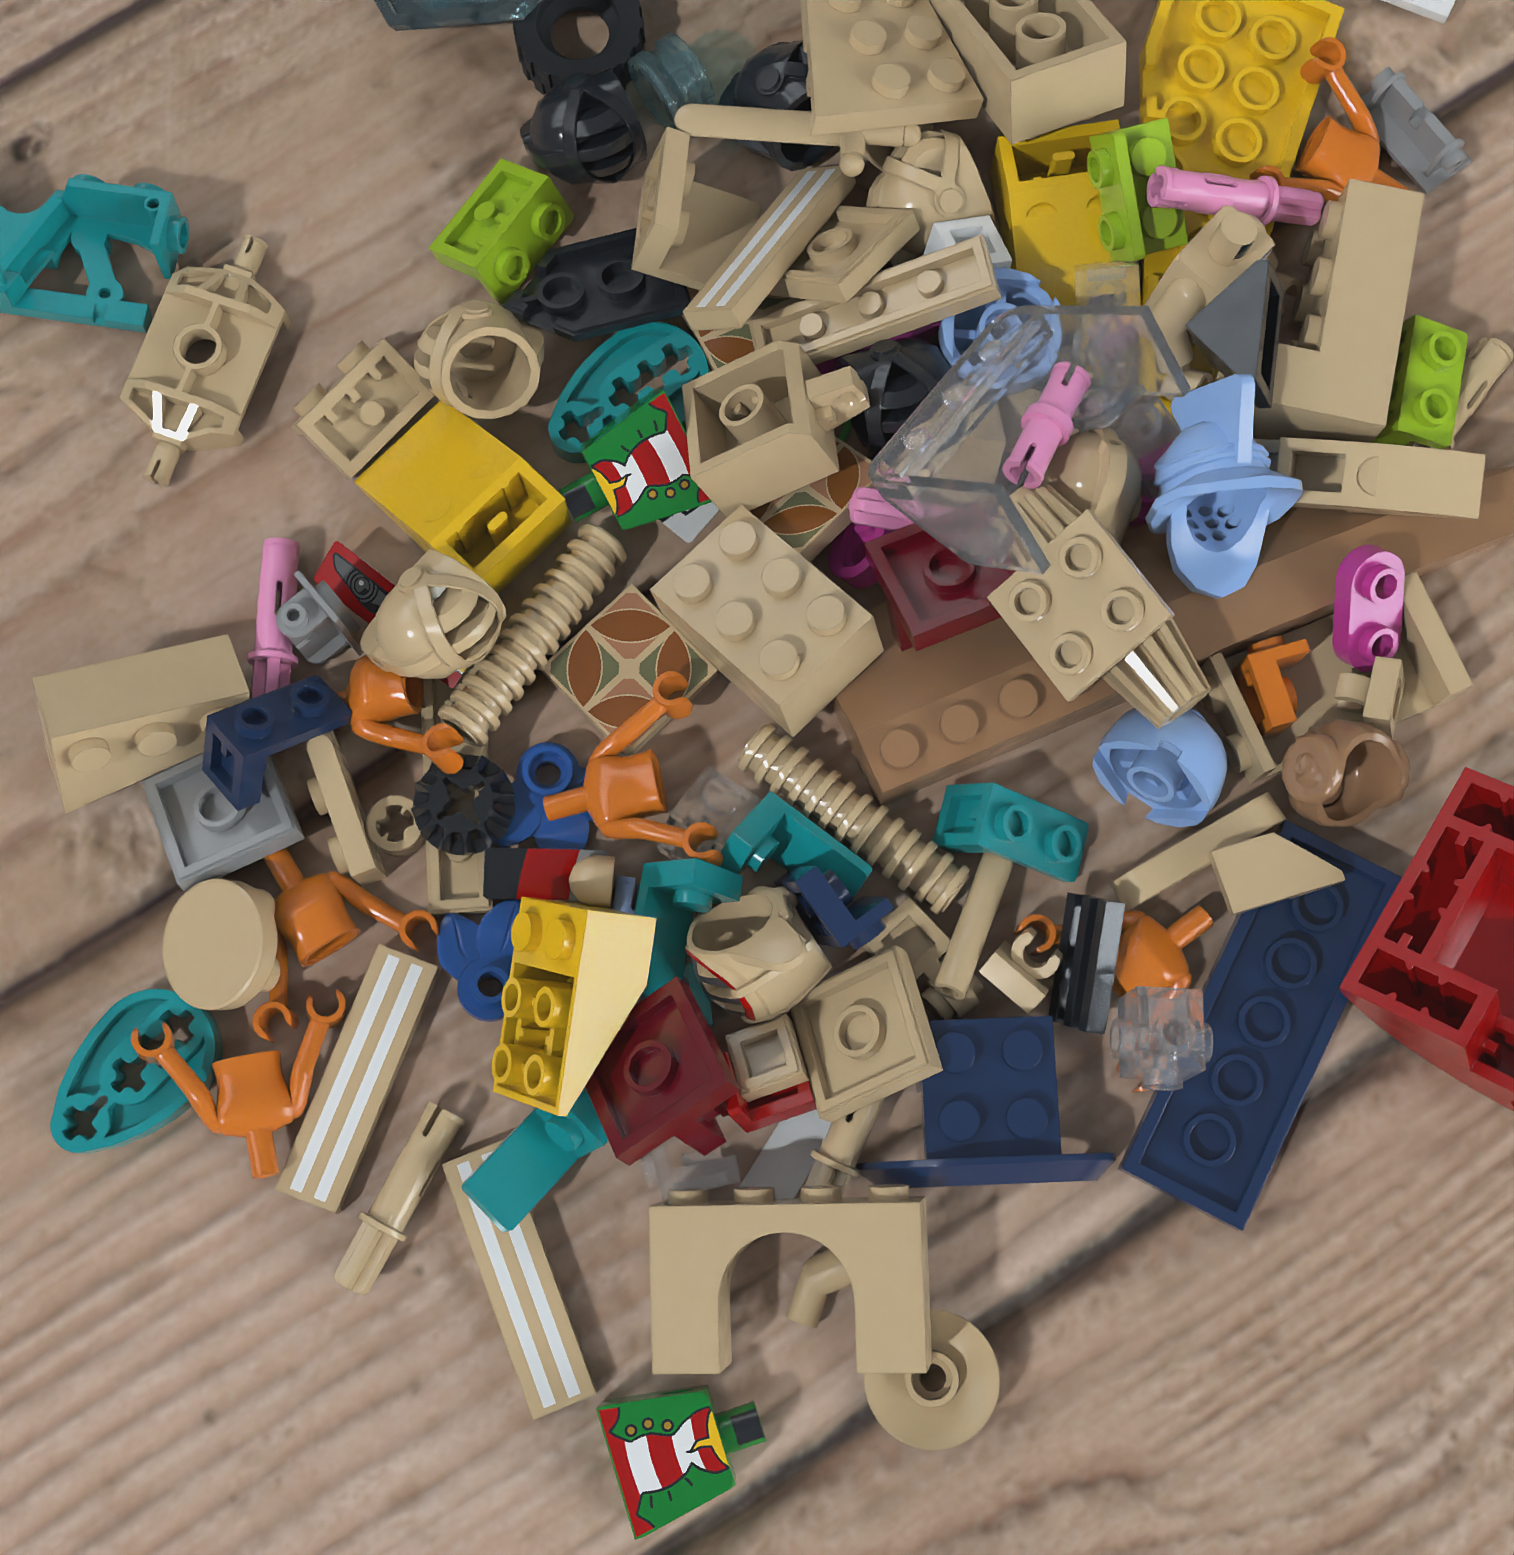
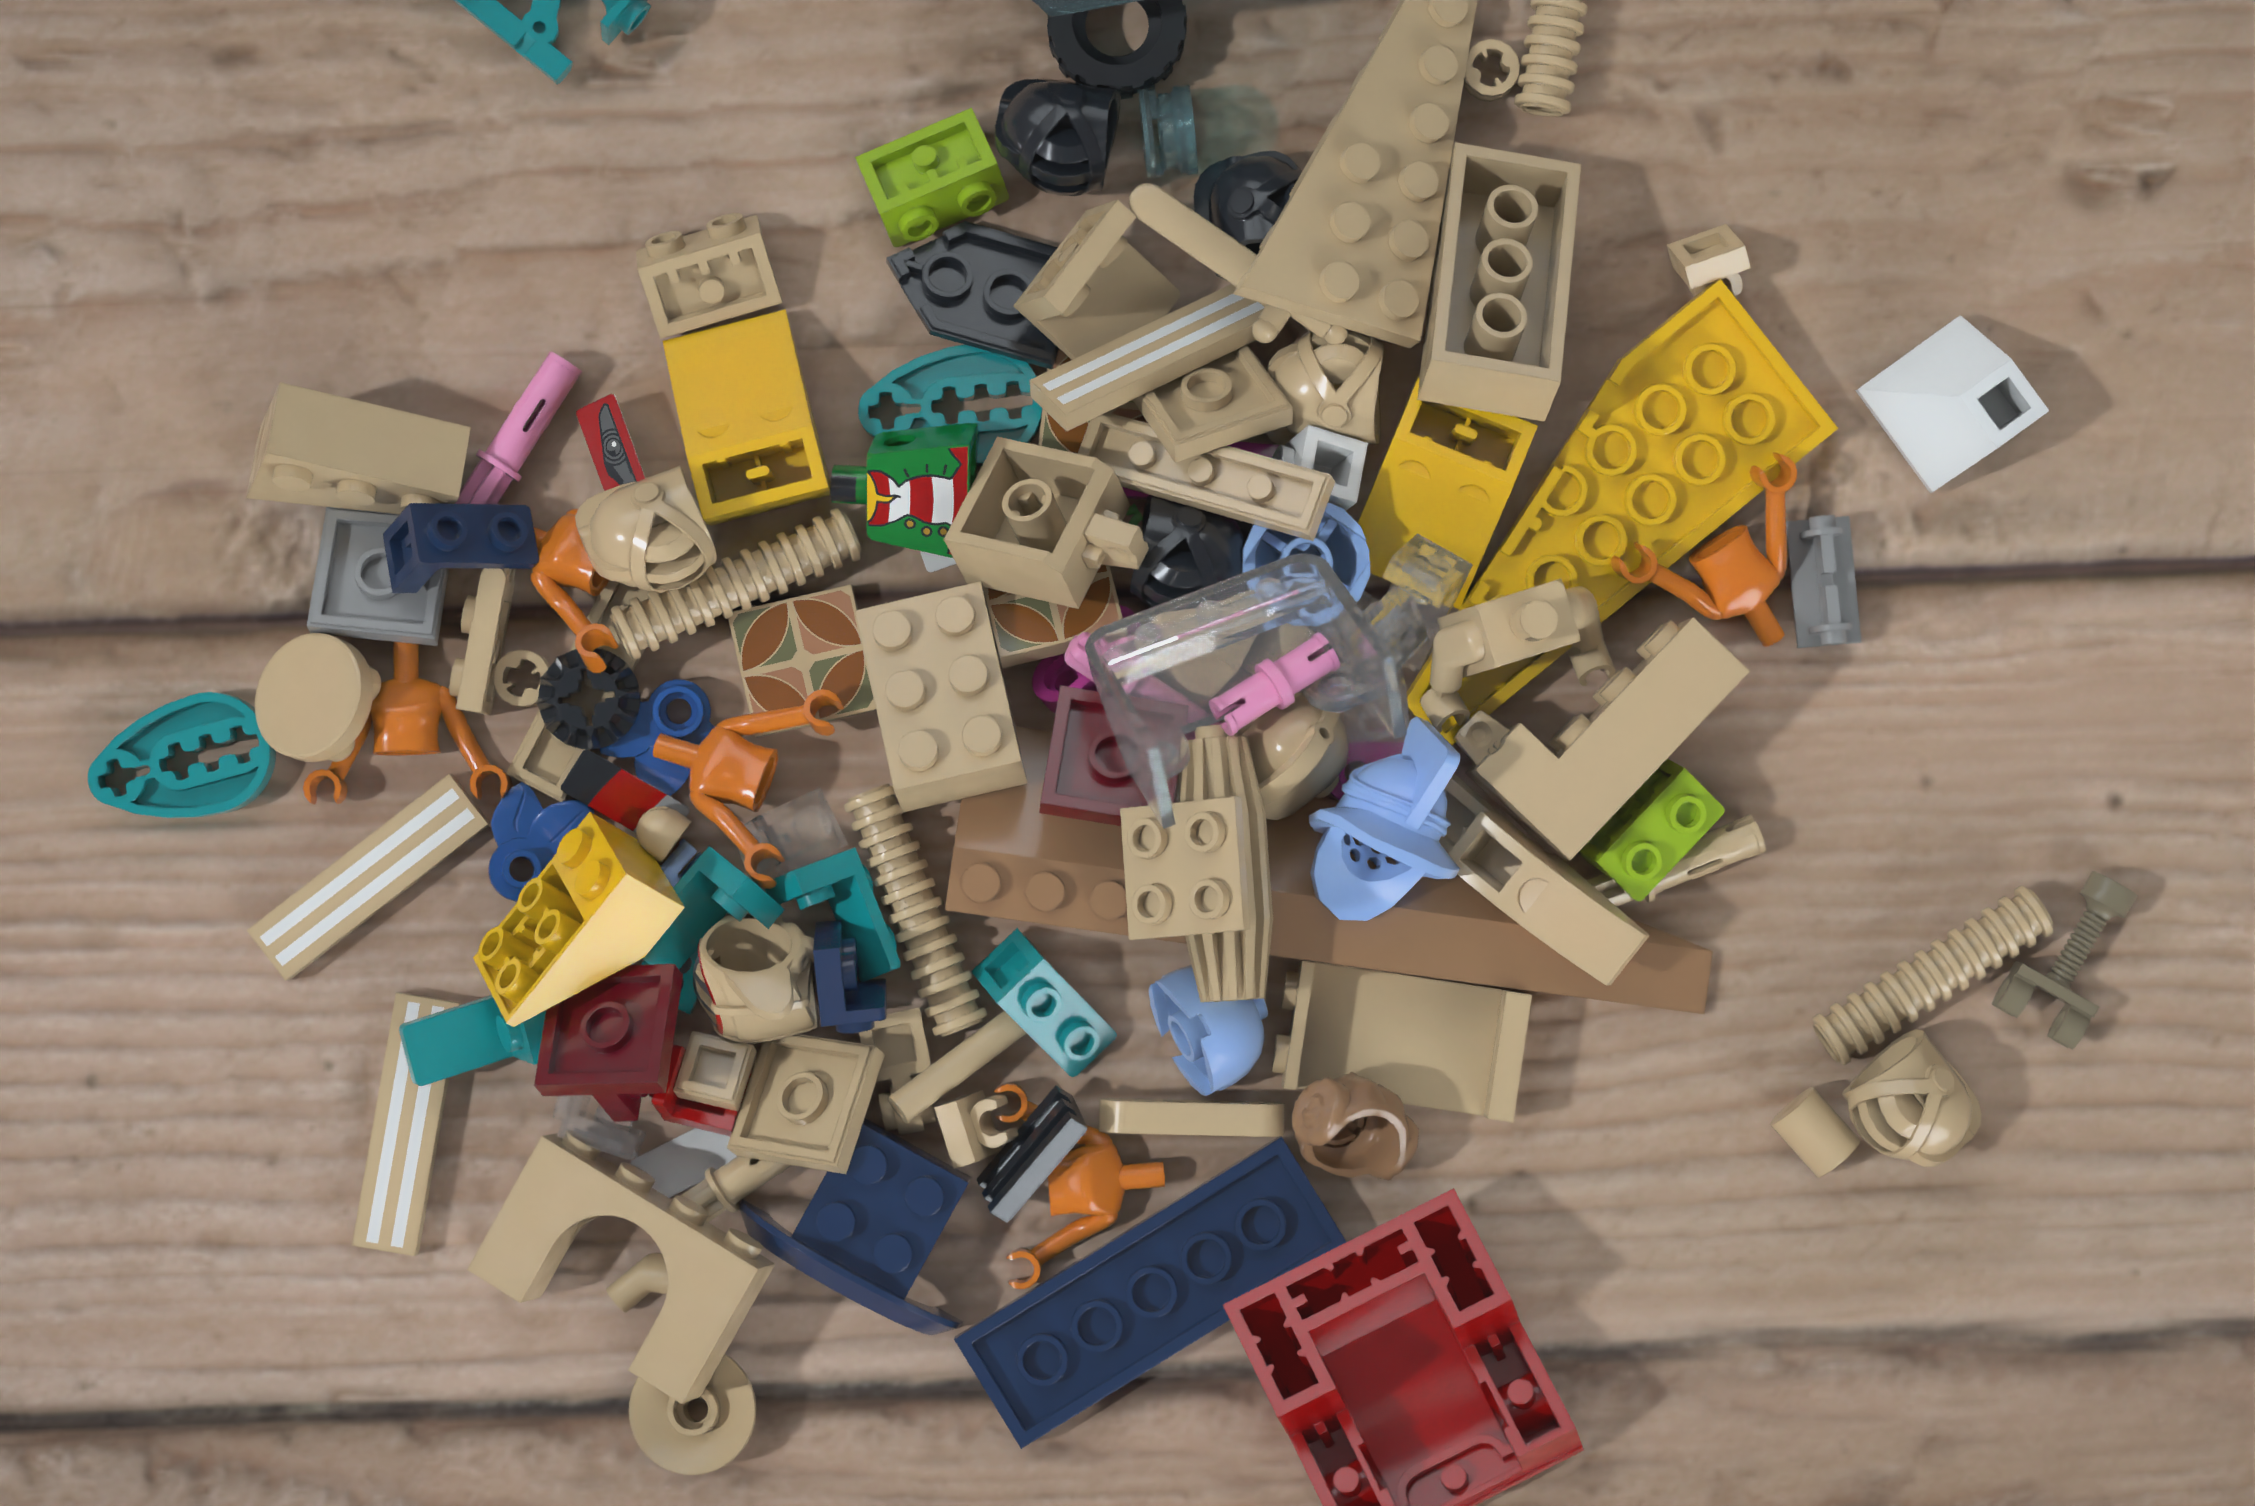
camera: 30 degrees right, 10 degrees up
(203, 402) = (576, 189): tan plate -> none
(249, 1087) = (273, 836): orange piece -> none
(317, 622) = (554, 464): light grey hinge -> none
(397, 1199) = (344, 999): tan axle -> none
(480, 359) = (836, 303): tan helmet -> none
(674, 1451) = (451, 1338): torso -> none
(1120, 171) = (1508, 506): lime bracket -> none
(1161, 1036) = (1069, 1247): clear brick -> none
(1210, 192) = (1606, 578): bright pink axle -> none
(1243, 328) = (1495, 707): slope -> none
(1264, 690) = (1335, 1023): orange bracket -> none
(1268, 872) = (1230, 1174): tan slope -> none
(1368, 615) = (1459, 1012): dark pink plate -> none
(1374, 696) = (1430, 1081): tan tile -> none

